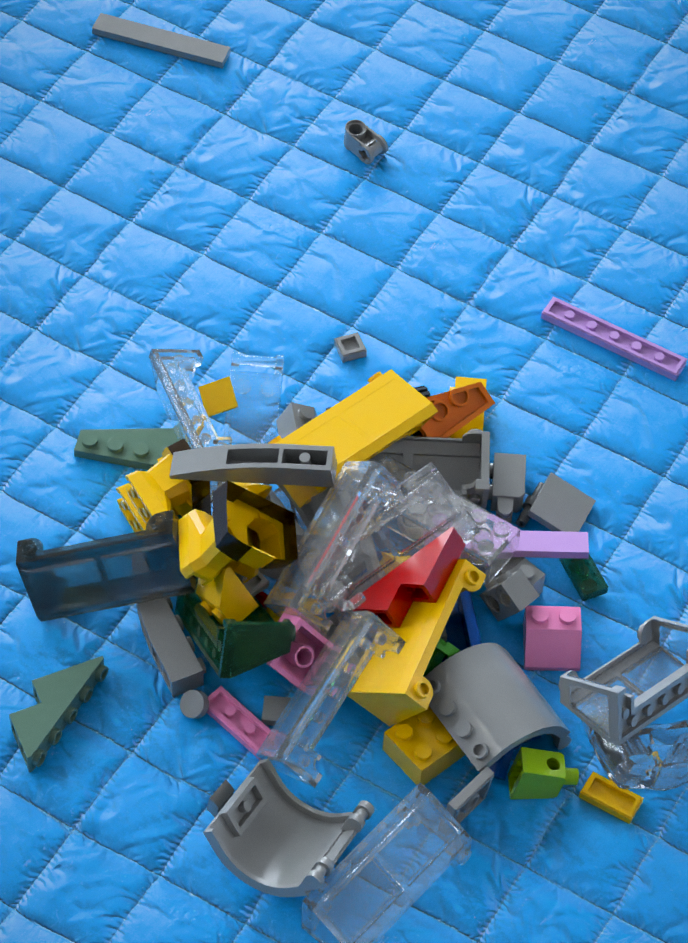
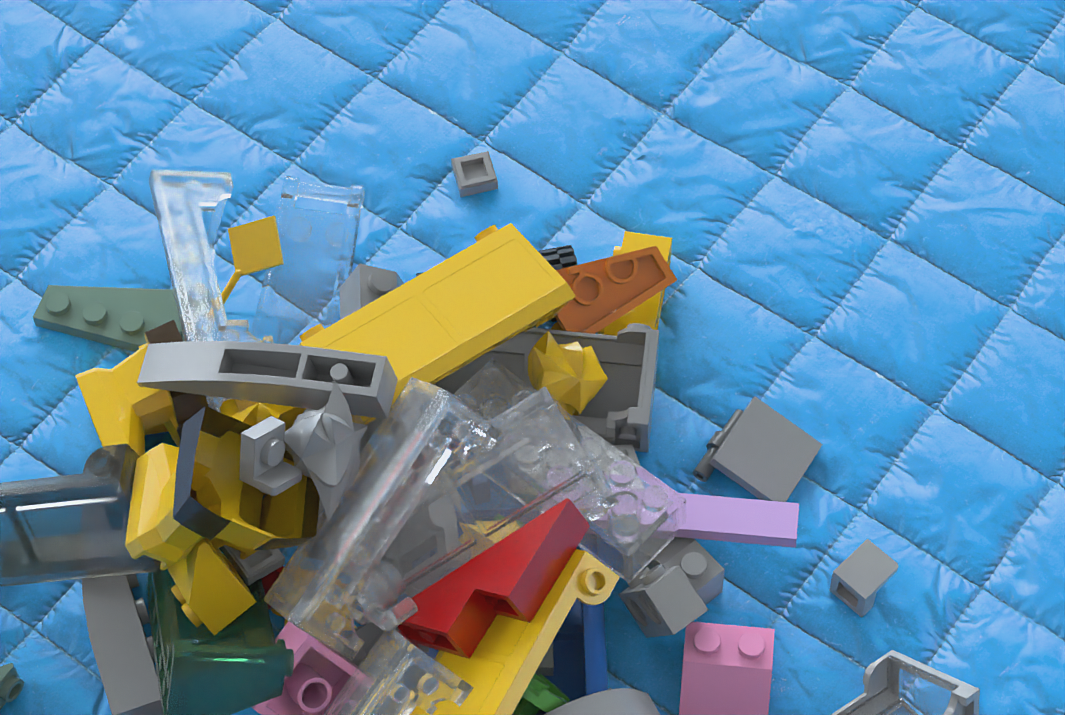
camera: 10 degrees right, 5 degrees up
(263, 511) = (263, 458): none -> light grey bracket
(300, 504) = (327, 448): none -> light grey hair
(437, 453) = (566, 371): none -> yellow hair
(507, 484) = (685, 413): light grey hinge -> none
(585, 577) = (792, 574): plate -> none
(614, 338) = (881, 180): lavender tile -> none
(629, 575) = (862, 576): none -> light grey panel

